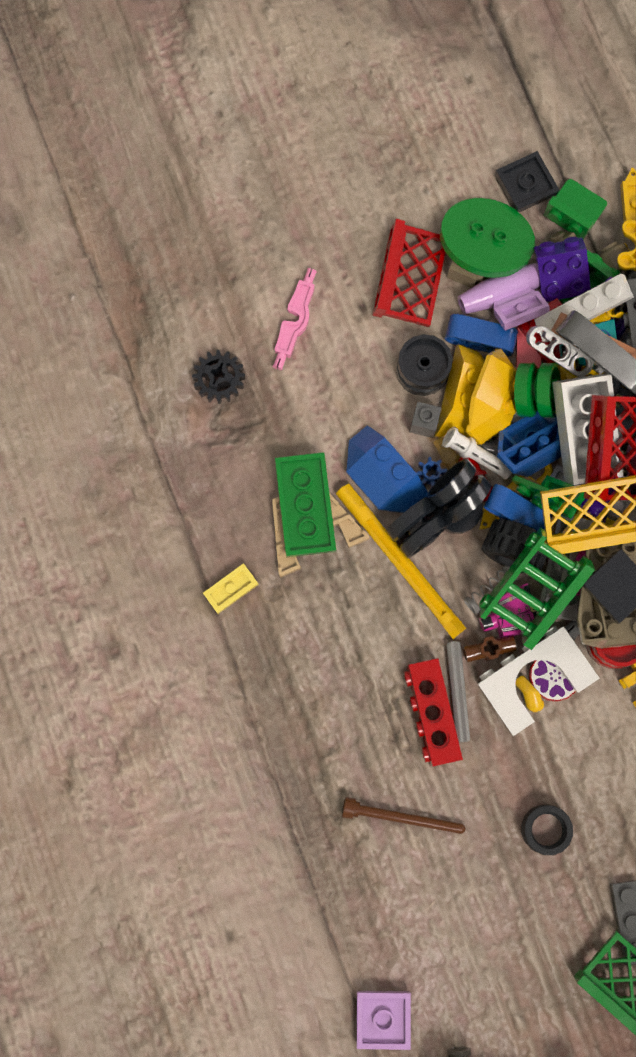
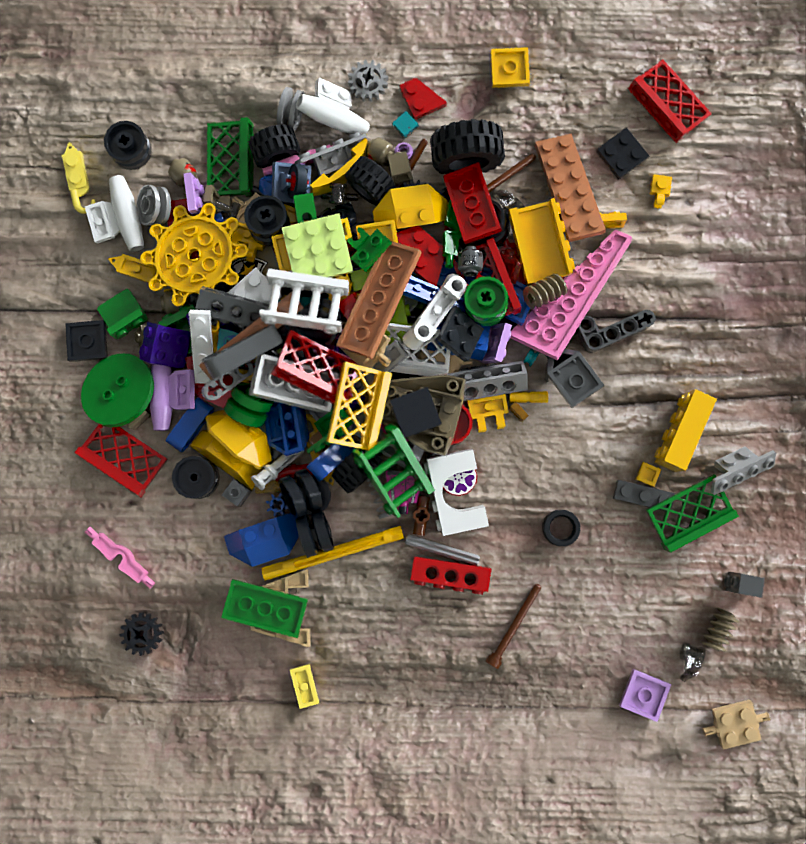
camera: 65 degrees left, 5 degrees up
(531, 694) = (467, 499): yellow arm -> none

